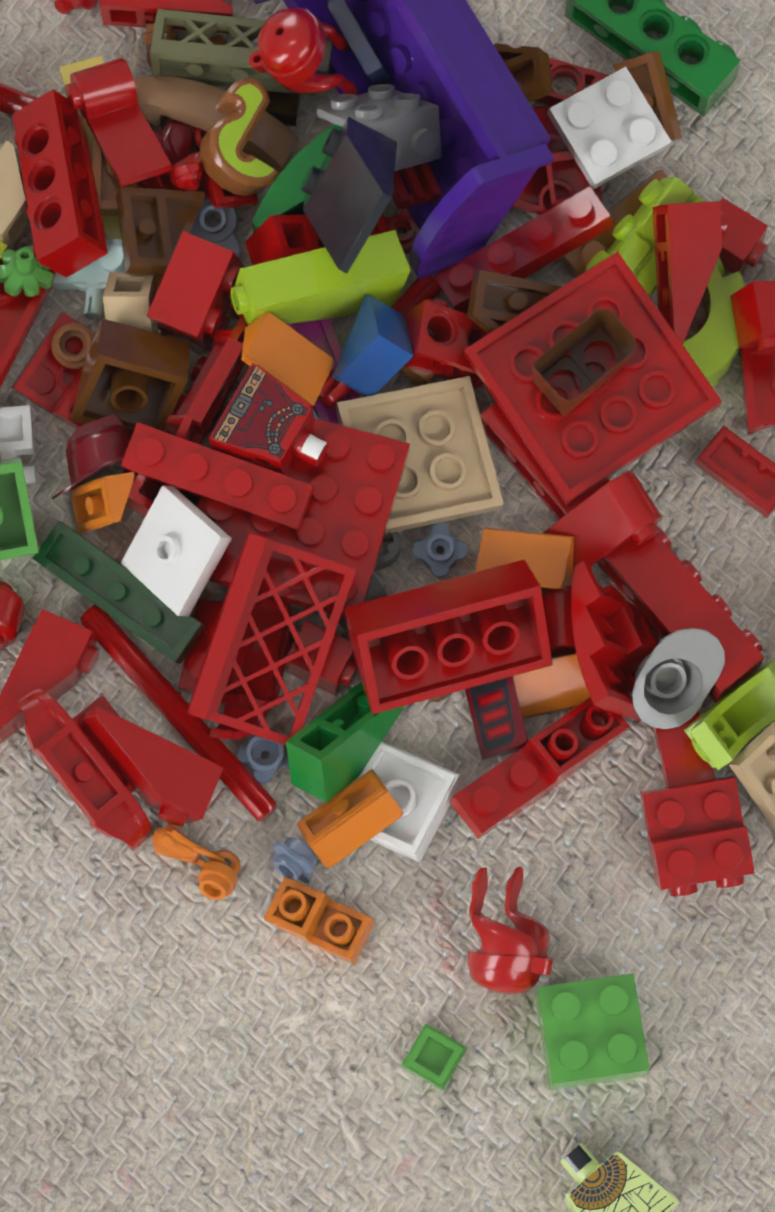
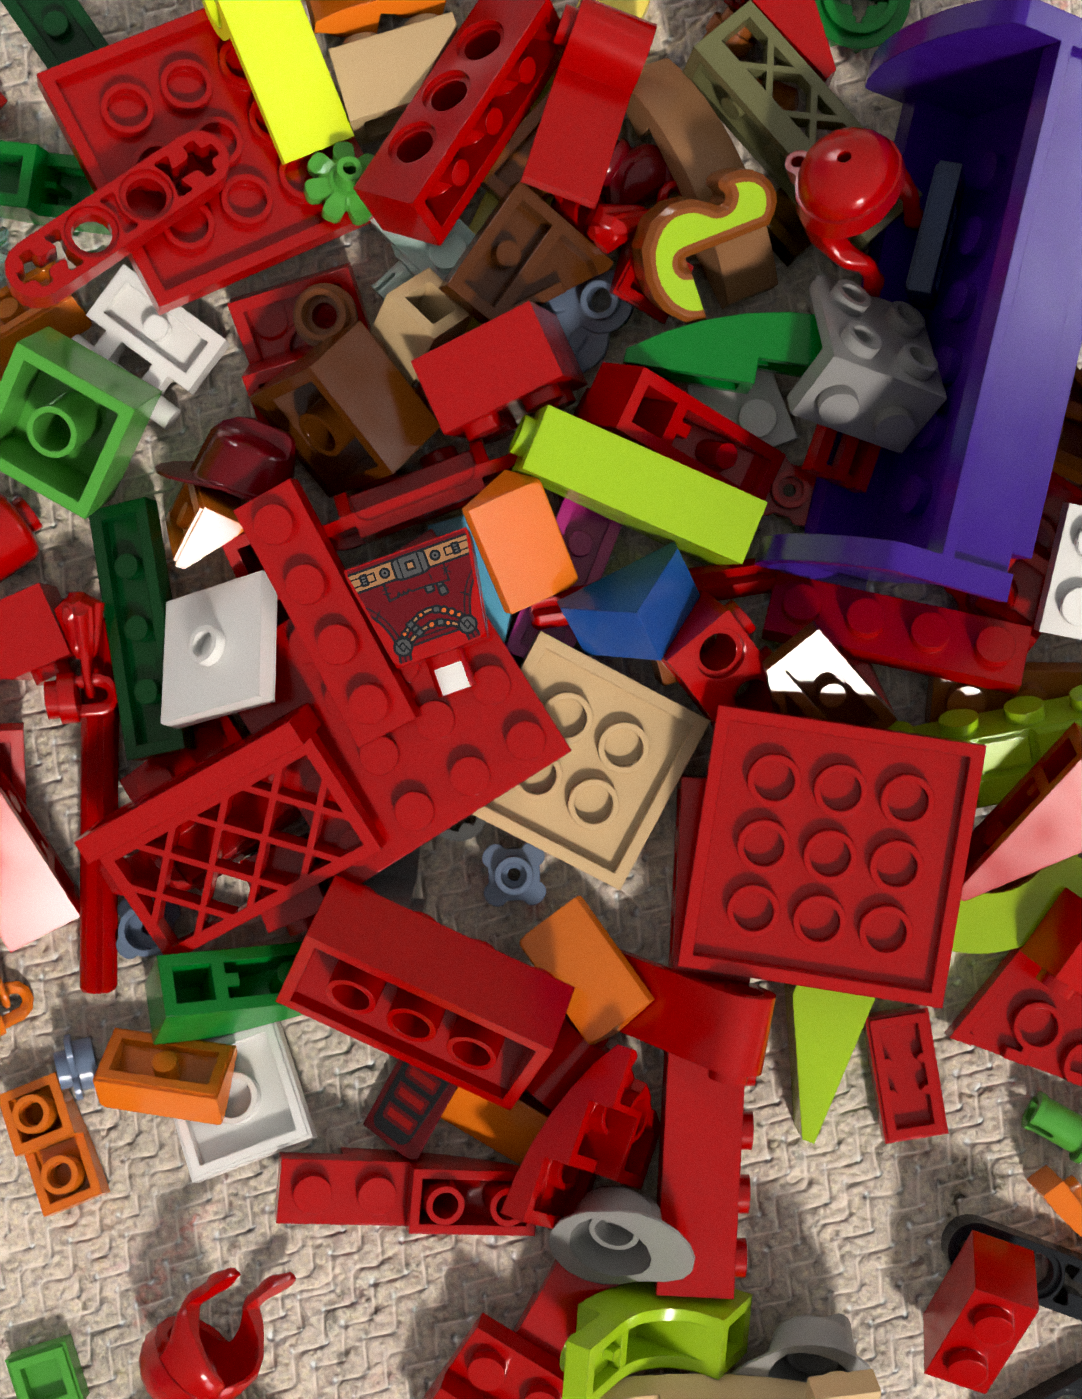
camera: 45 degrees right, 15 degrees up
(107, 660) = (81, 623): none -> red piece
(350, 189) = (749, 426): black slope -> none
(555, 360) = (876, 881): reddish brown piece -> none
(678, 485) = (820, 1042): none -> lime slope

